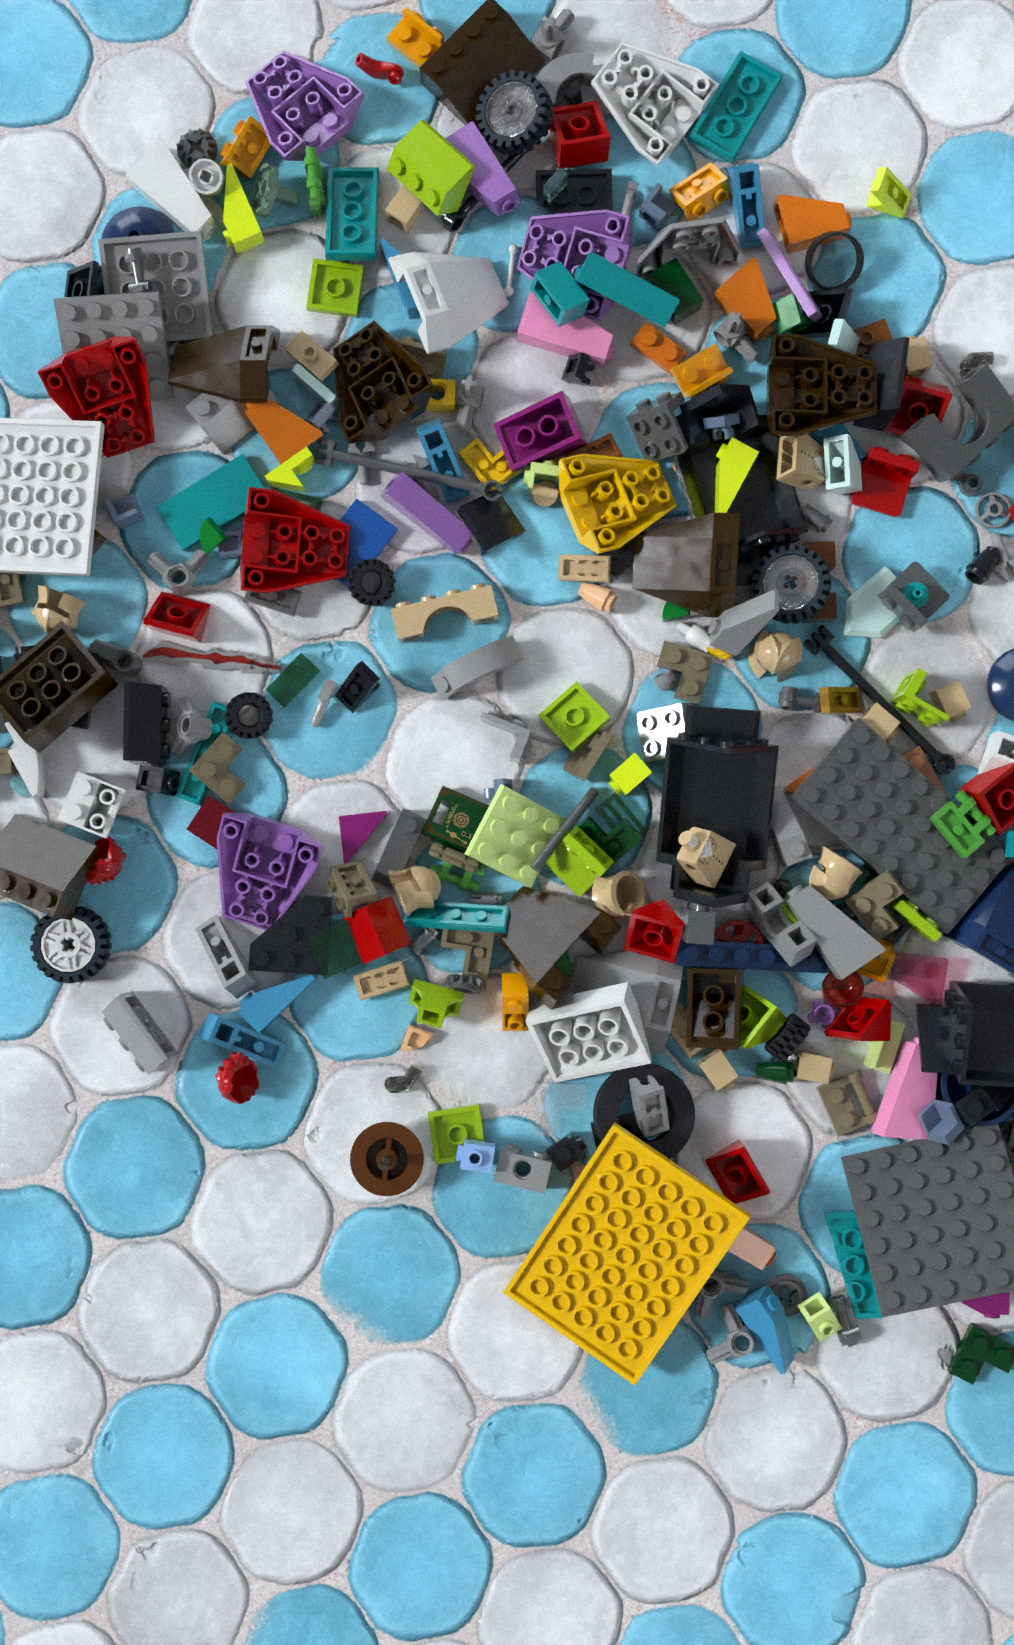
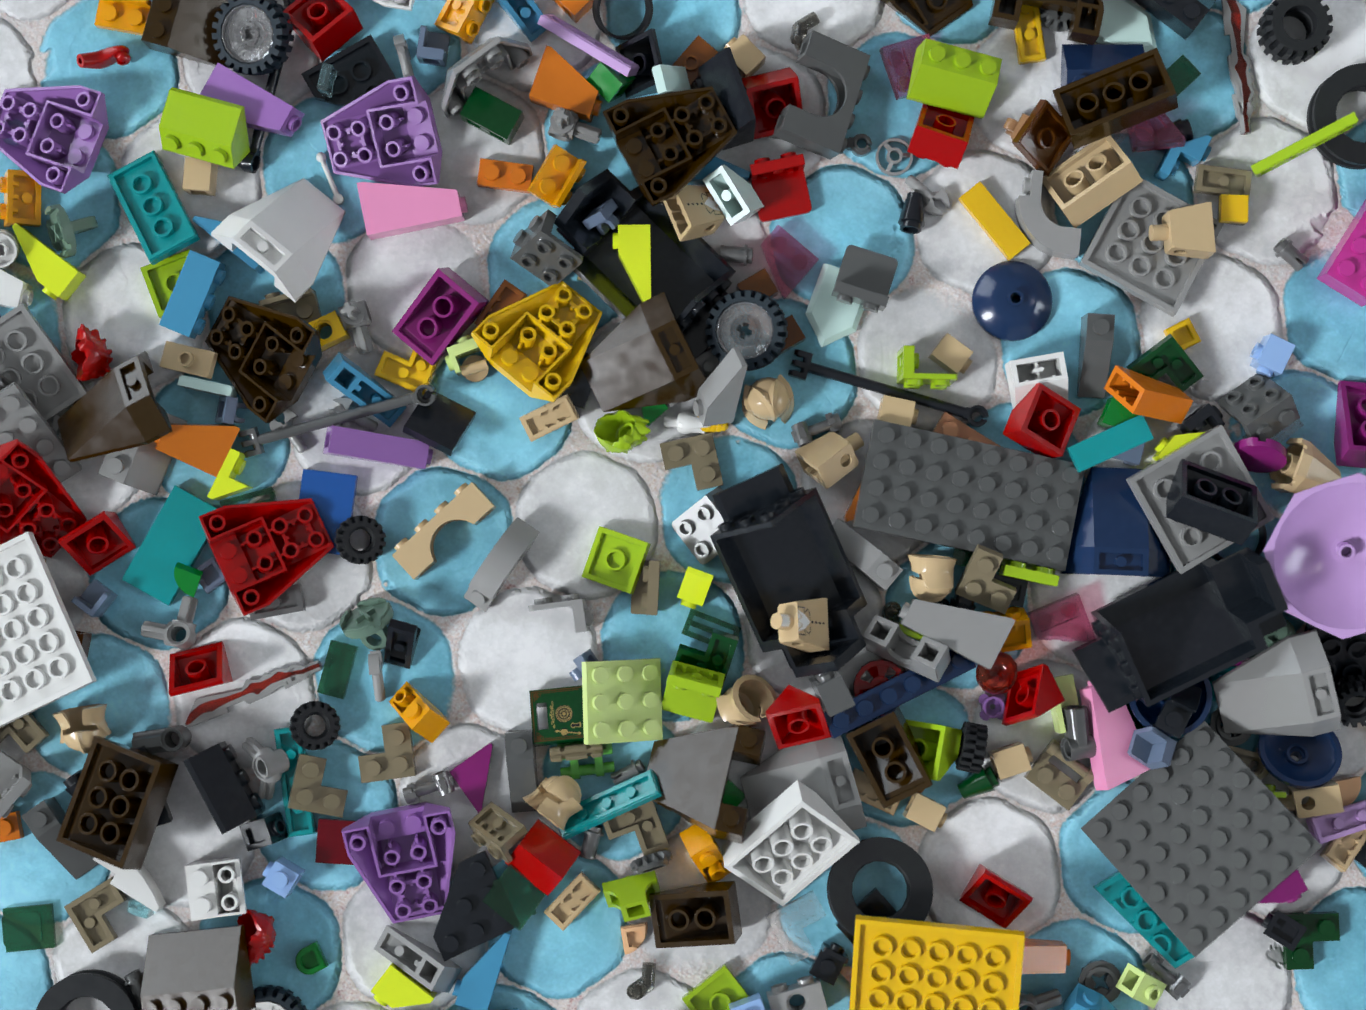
camera: 30 degrees left, 0 degrees up
(138, 907) = (311, 959): none -> green tile
(152, 825) = (282, 876): none -> light blue brick
(153, 464) = (98, 542): none -> red slope
(199, 973) = (400, 989): none -> neon yellow slope
(233, 306) = (91, 354): none -> red hair
(299, 782) = (396, 761): none -> dark tan plate
(314, 181) = (97, 189): bright green plate -> none
(328, 821) = (442, 783): none -> flat silver bar
(340, 651) = (368, 619): none -> sand green tile
(340, 753) = (419, 712): none -> light orange slope
(345, 303) = (193, 295): none -> dark azure brick
(478, 1049) = (696, 915): none -> dark brown slope
(559, 294) = (387, 180): teal brick -> none
(565, 828) = (663, 670): dark grey bar -> none
(576, 367) = (440, 237): black tile -> none
(598, 596) = (576, 436): light nougat cone -> none
(626, 289) = (445, 142): teal panel -> none
(638, 612) = (621, 431): none -> lime hair
(649, 1106) = (880, 881): light grey hinge -> none
(665, 680) = (680, 480): light grey hinge -> none
(801, 729) = (829, 457): none -> tan torso
(840, 700) = (850, 411): pearl gold plate -> none
(856, 546) = (787, 260): none -> clear pink wing
(880, 1081) = (1078, 741): none -> dark grey piece
(914, 588) = (858, 279): teal tile -> none
(957, 829) = (1020, 472): bright green plate -> none
(966, 1337) = (1283, 929): none -> black bracket

